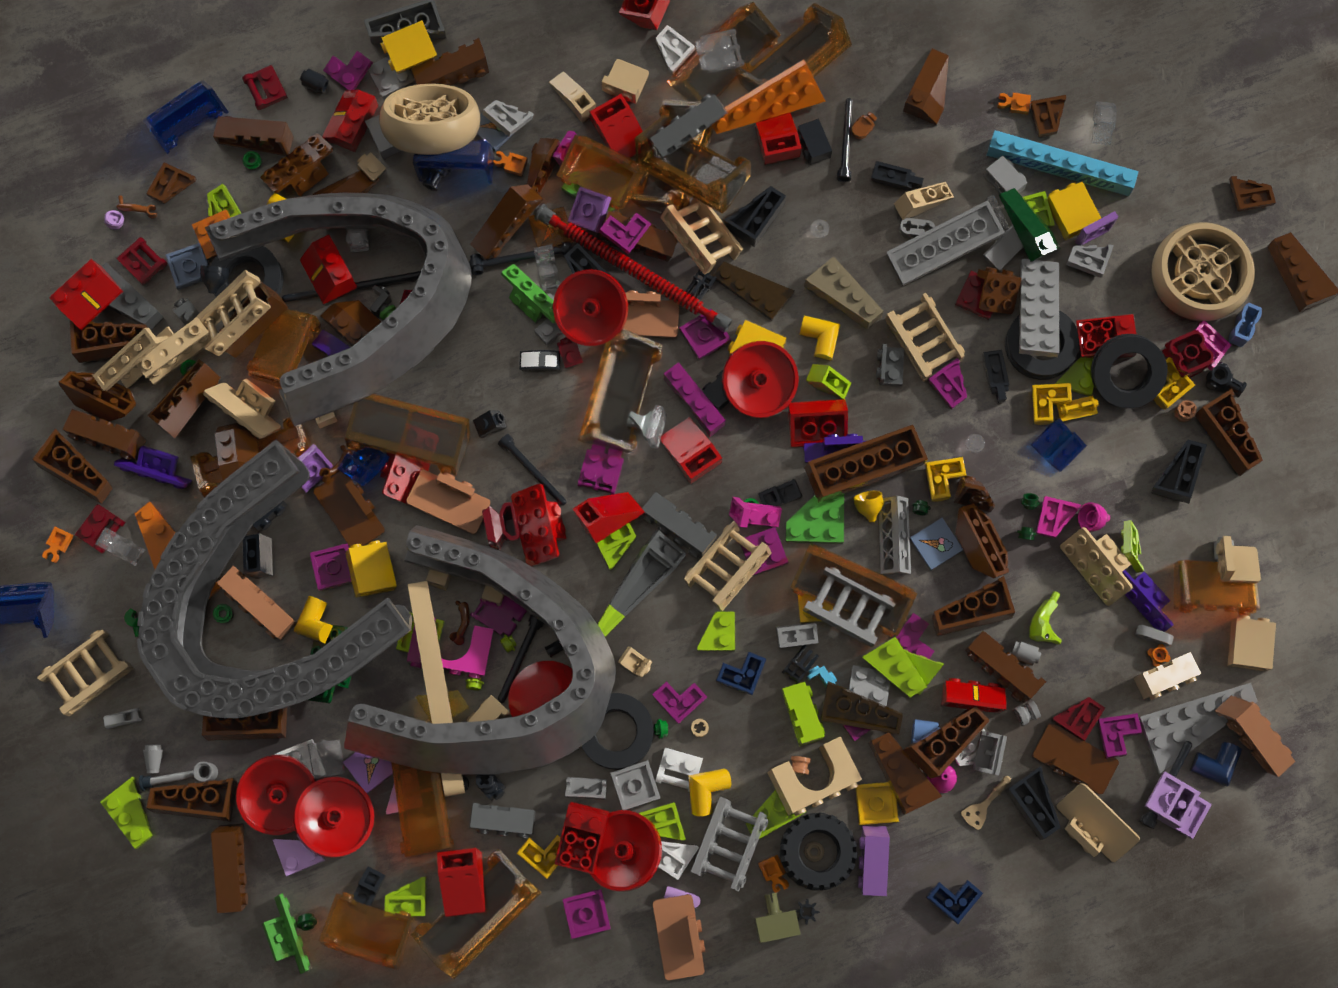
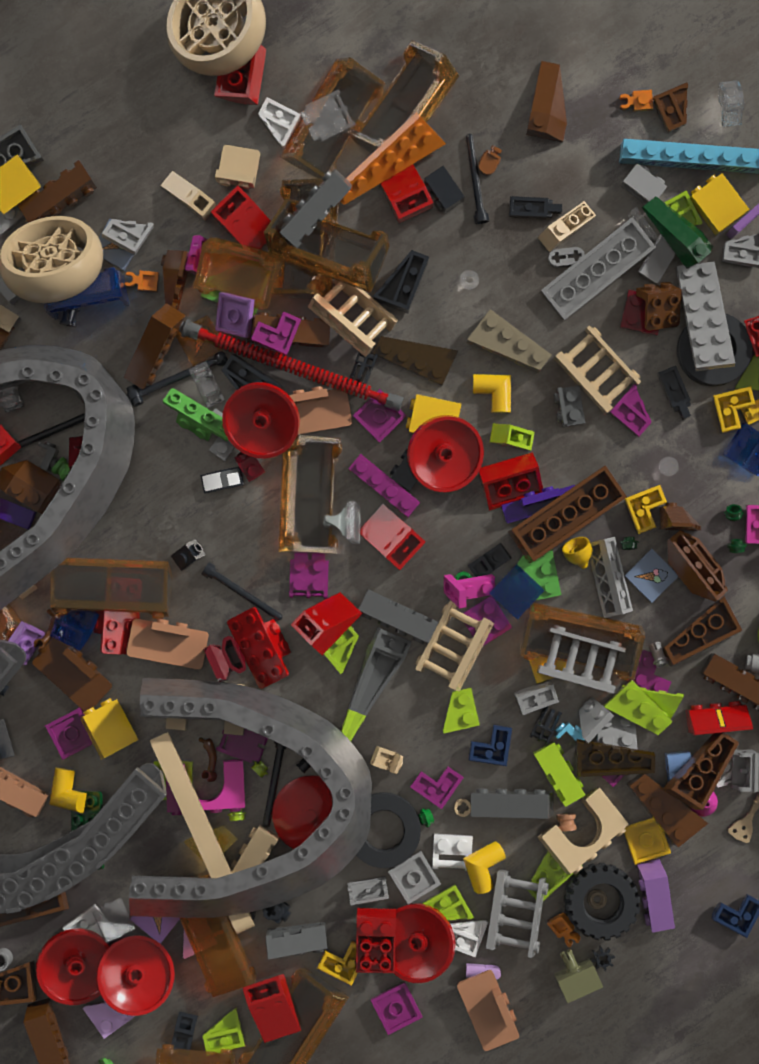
camera: 15 degrees left, 10 degrees up
(750, 733) = (512, 803): none -> dark grey wedge
(800, 526) = (516, 591): none -> clear blue slope
(848, 666) = (593, 718): none -> light grey wing
(927, 620) = (658, 655): none -> light grey pin

